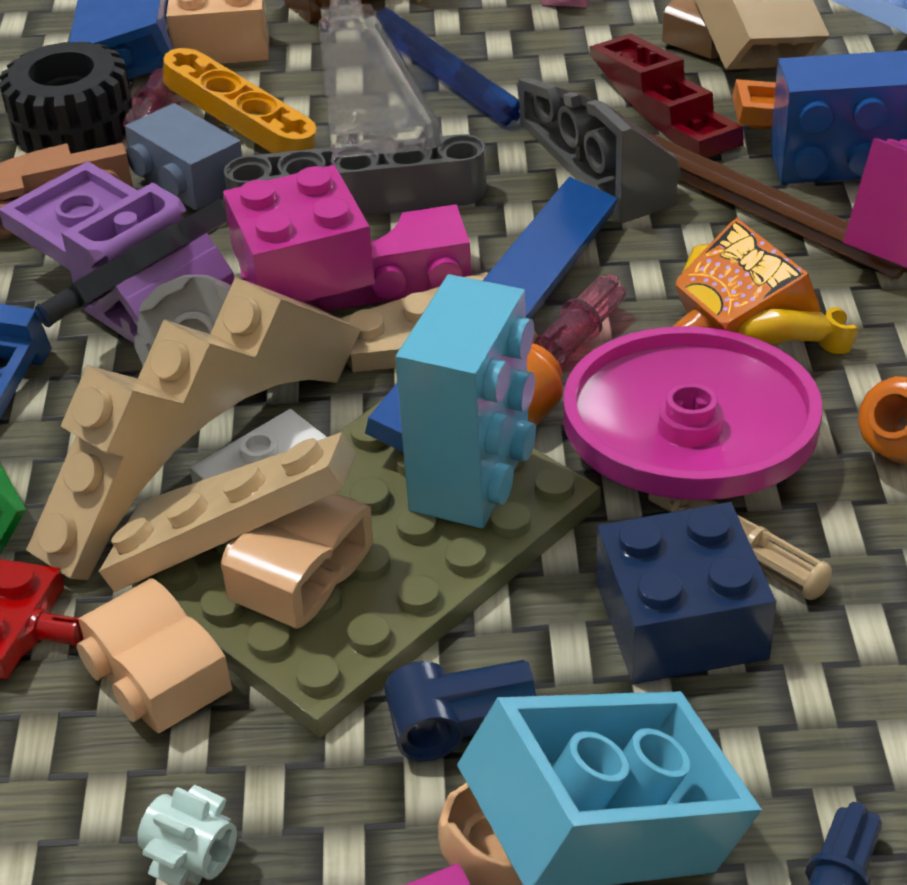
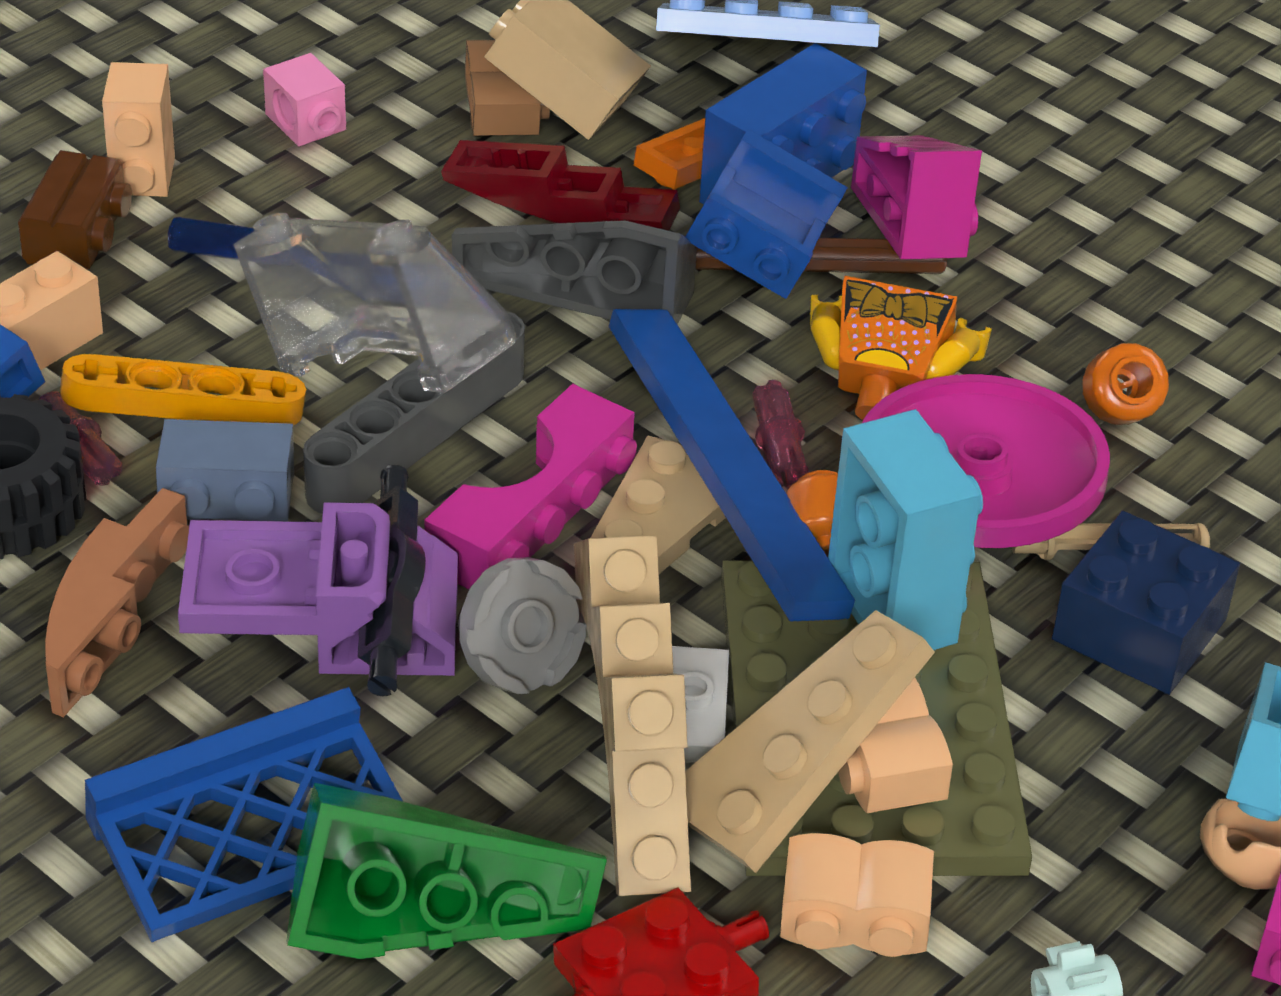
camera: 50 degrees left, 0 degrees up
(300, 234) = (524, 481): dark pink brick -> none
(439, 708) = (1105, 785): dark blue piece -> none
(748, 157) = (766, 214): none -> blue panel

